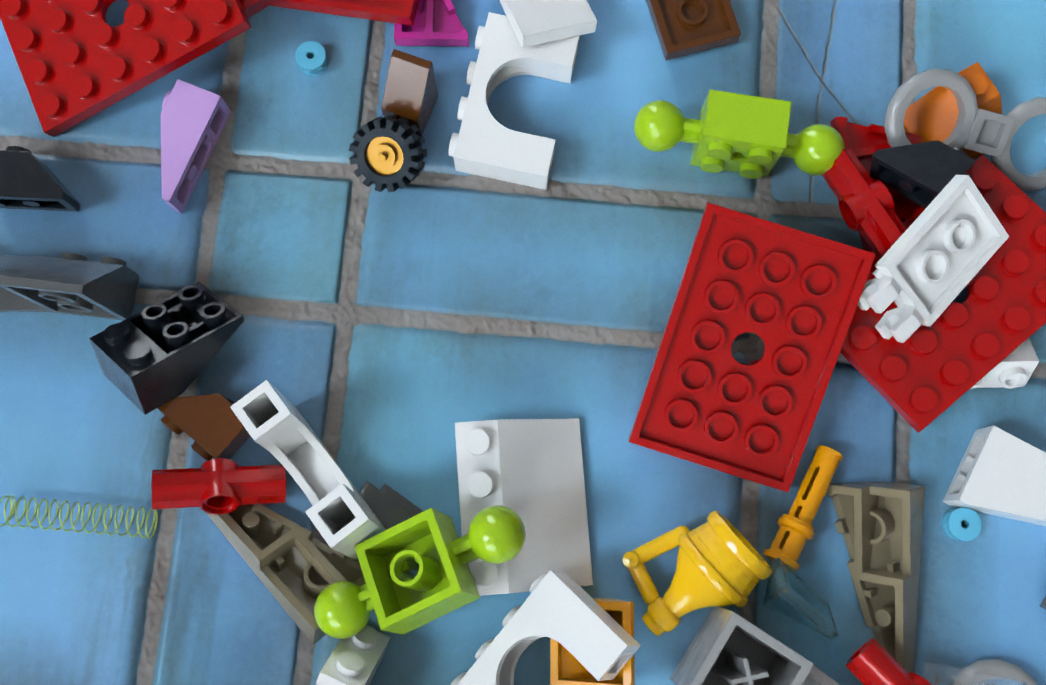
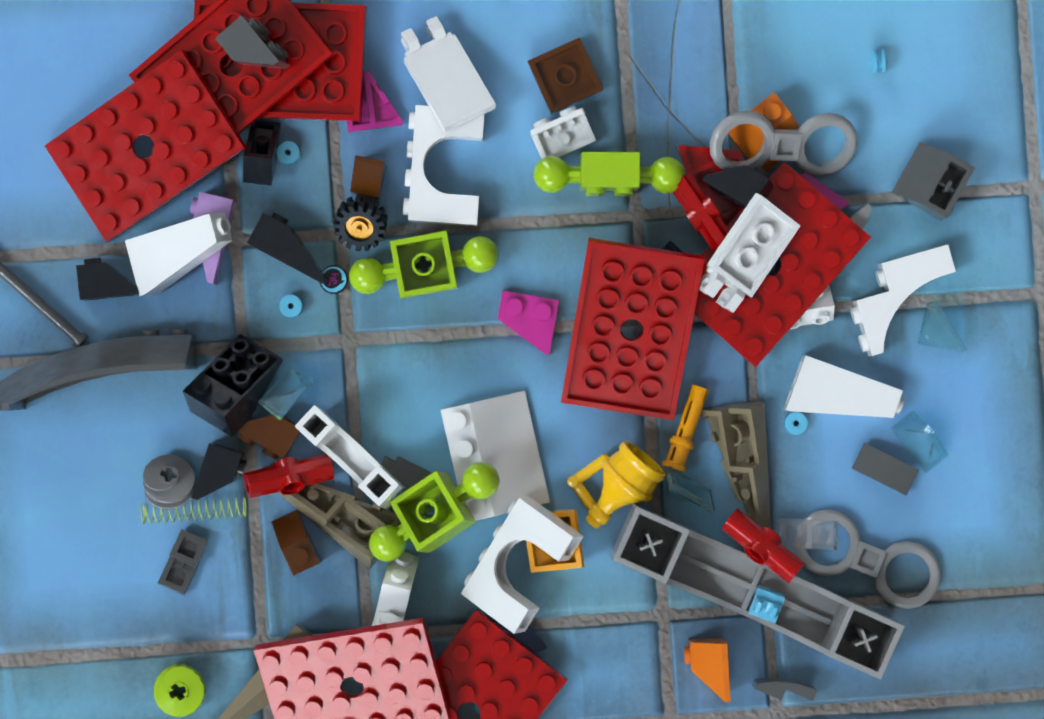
camera: 10 degrees left, 10 degrees up
(47, 591) = (183, 562): none -> dark grey slope
(48, 469) = (168, 481): none -> light grey piece
(121, 463) = (218, 469): none -> black slope
(127, 147) = (172, 252): none -> white slope
(212, 589) = (296, 542): none -> reddish brown slope
(241, 367) = (286, 391): none -> clear light blue slope
(271, 50) = (261, 152): none -> black slope
(273, 163) = (283, 244): none -> black slope
(281, 260) = (284, 306): none -> medium azure piece
(340, 228) = (337, 279): none -> tile
(453, 197) = (369, 275): none -> lime brick
(601, 319) = (530, 317): none -> dark pink wing
(678, 77) = (562, 134): none -> white bracket

